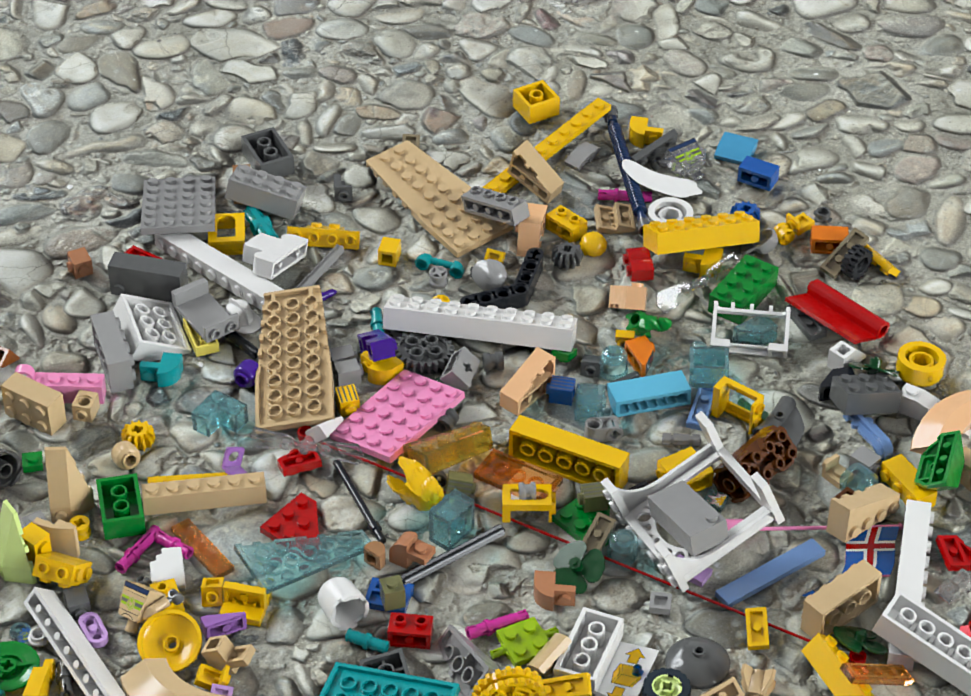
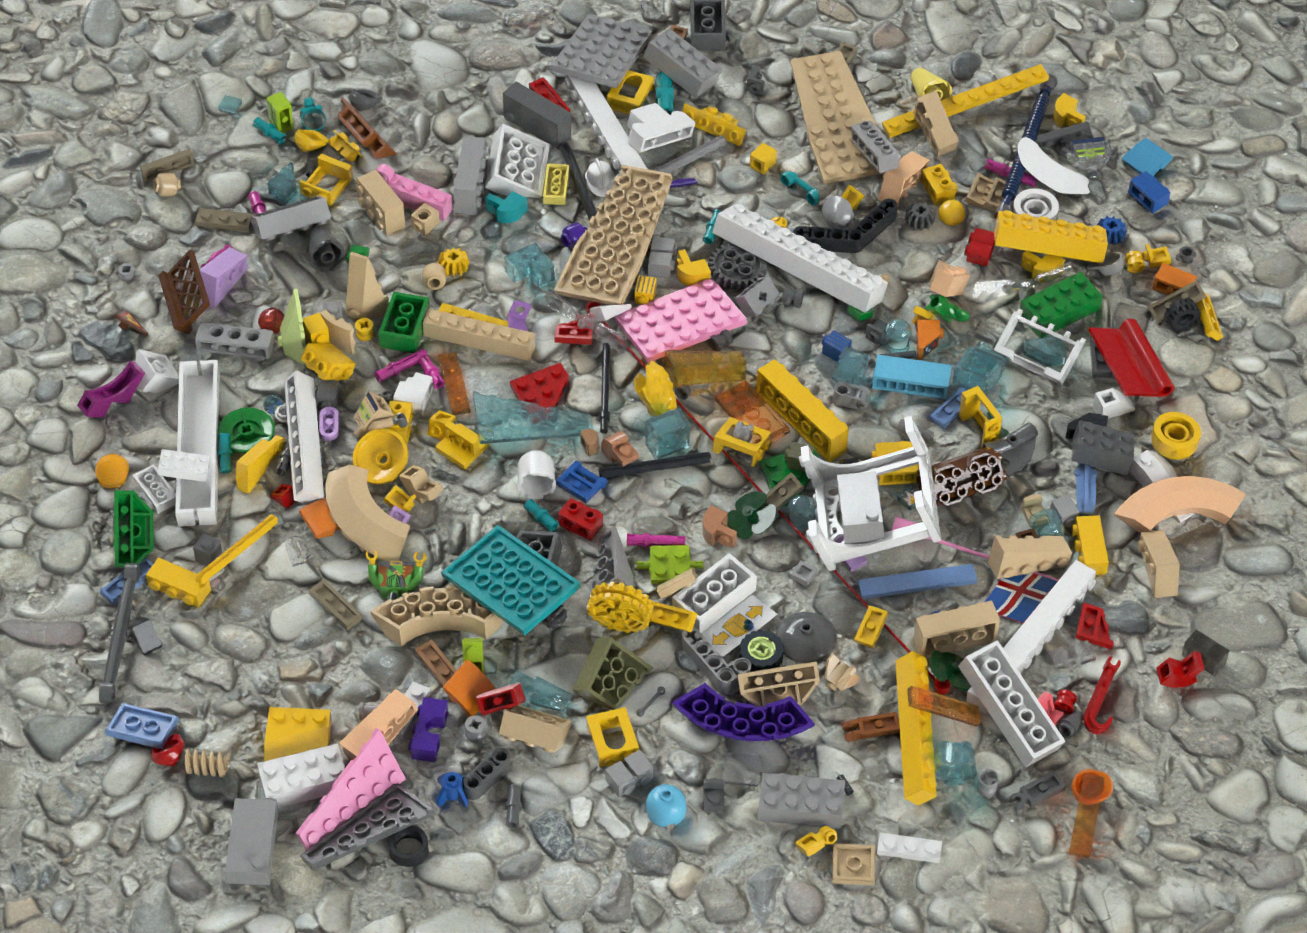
camera: 25 degrees right, 10 degrees up
(79, 263) = (489, 79): nougat brick -> none
(203, 311) = (566, 163): light grey panel -> none
(222, 624) = (432, 457): medium lavender slope -> none
(378, 345) = (695, 247): dark purple arch -> none
(392, 593) = (579, 481): olive brick -> none
(438, 277) = (792, 198): light grey wheel -> none
(461, 482) = (694, 404): olive brick -> none
(504, 144) = (926, 82): none -> light yellow cone
(528, 382) = (808, 329): light nougat wedge -> none
(536, 101) = (984, 48): yellow brick -> none
(580, 156) = (993, 118): light grey slope -> none
(873, 367) = (1126, 424): dark green piece -> none
(942, 463) = (1125, 539): green wedge -> none

